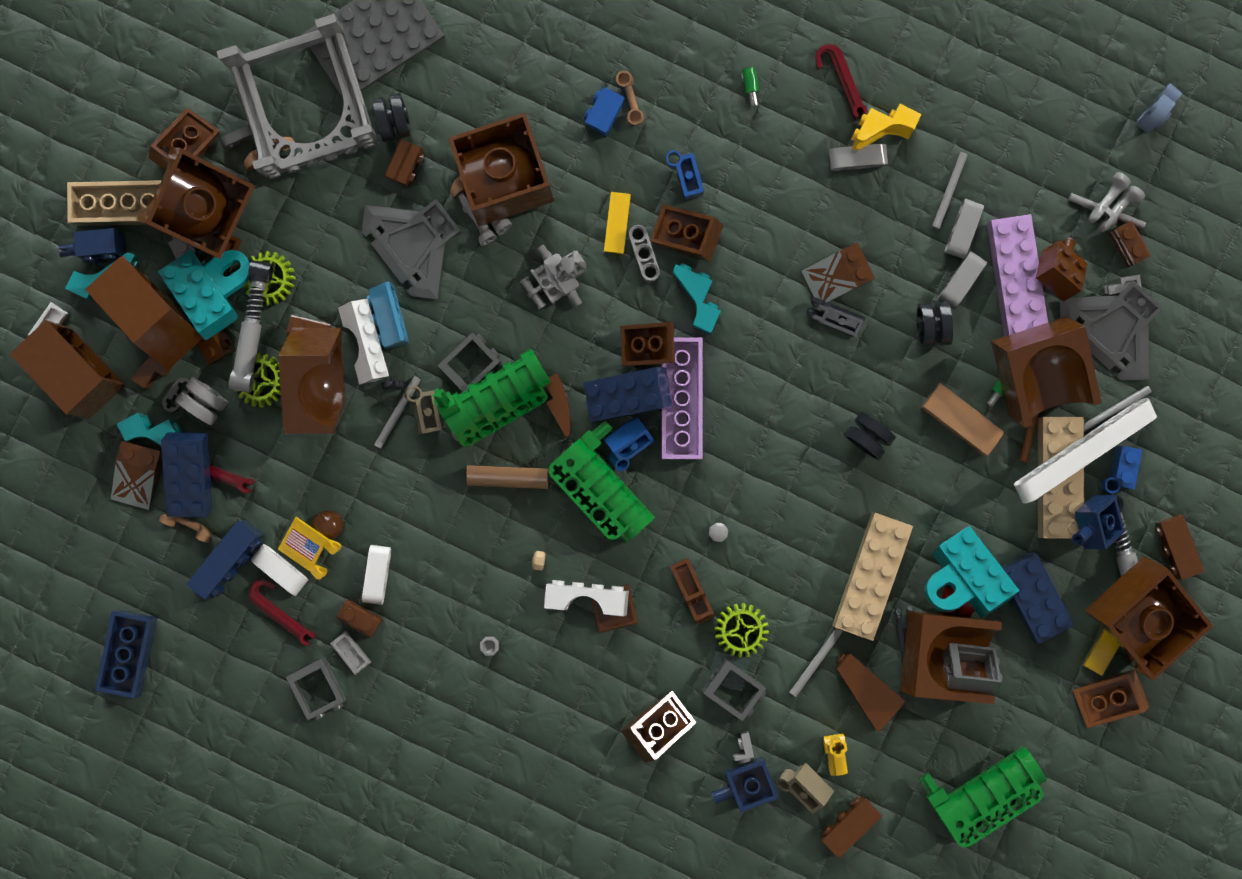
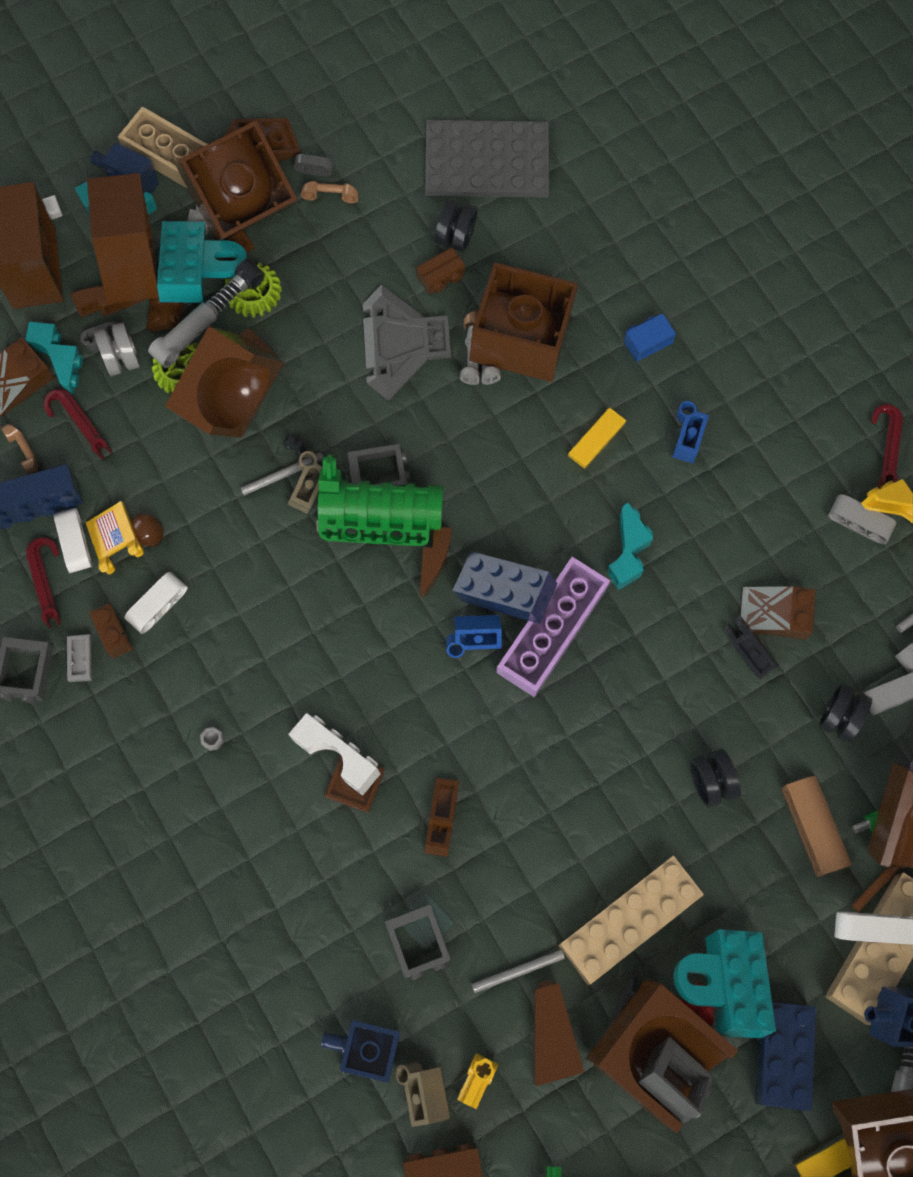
camera: 25 degrees right, 15 degrees down
(186, 474) = (54, 400): dark blue brick -> none
(269, 161) = (324, 189): light grey arch -> none
(370, 363) = (290, 411): white arch -> none
(387, 315) = (334, 384): dark azure slope -> none
(508, 477) = (340, 592): medium nougat brick -> none
(538, 560) = (315, 689): tan tile -> none
(556, 277) = (509, 447): light grey piece -> none
(602, 486) = (420, 657): green piece -> none
(626, 81) = (685, 326): medium nougat bar -> none
(638, 245) = (608, 469): light grey beam -> none
(647, 344) = (554, 551): reddish brown slope -> none
(658, 727) = (317, 928): reddish brown slope -> none
(687, 232) = (657, 485): reddish brown slope -> none
(718, 532) = (505, 777): light grey tile -> none
(744, 744) = (391, 1006): light grey bracket -> none
(751, 84) = (799, 396): green piece -> none
(758, 626) = (453, 882): lime gear -> none

